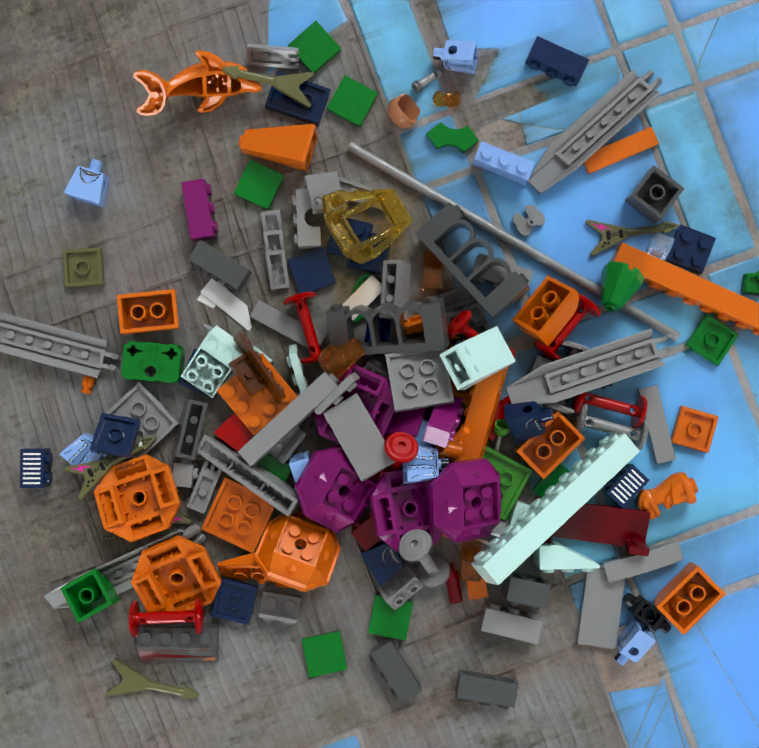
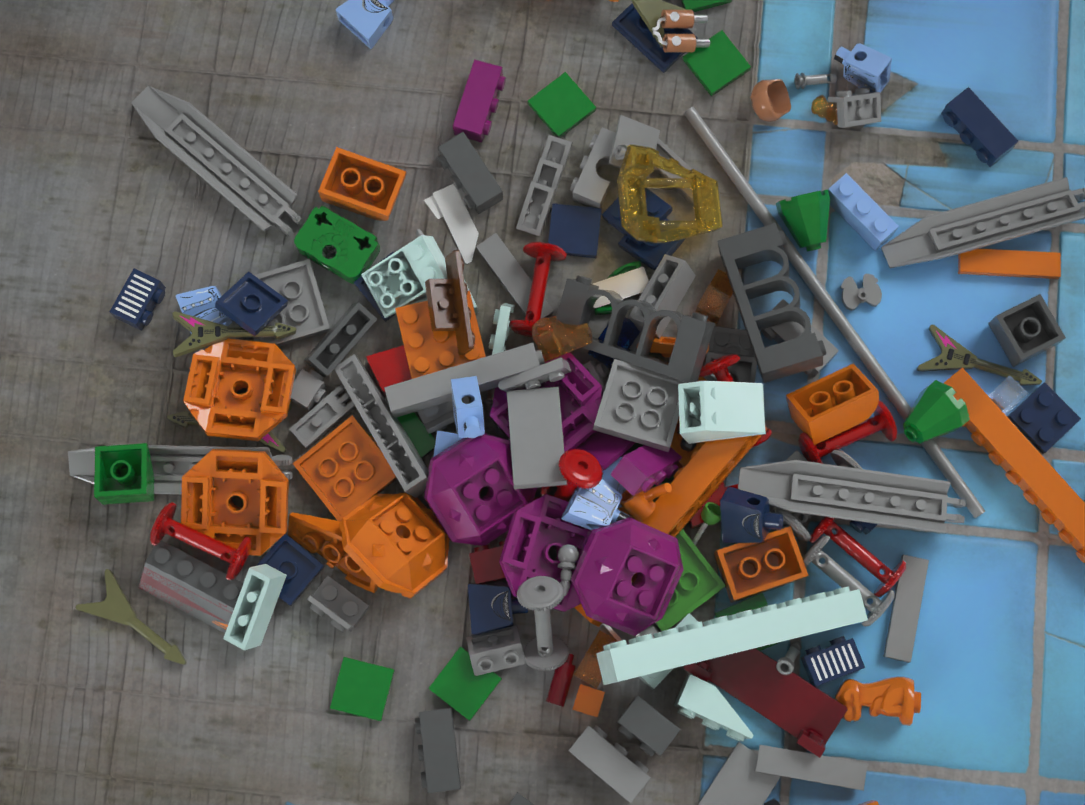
camera: 30 degrees right, 10 degrees down
(83, 267) = (312, 103): olive tile -> none
(87, 384) = (248, 234): orange piece -> none
(225, 640) = (254, 606): none -> light aqua brick
(283, 145) = (612, 73): orange slope -> none
(306, 448) = (467, 417): none -> light blue torso
(312, 82) = (680, 42): none -> nougat piece
(420, 507) = (568, 557): none -> light grey bar
(459, 138) = (823, 162): green tile -> none
(466, 88) = (857, 107): none -> light grey bracket
(468, 186) = (806, 218): none -> green cone
(597, 505) = (786, 664): none -> light grey piece
(694, 429) = (950, 637): orange tile -> none
(711, 339) = (1021, 538): green tile -> none

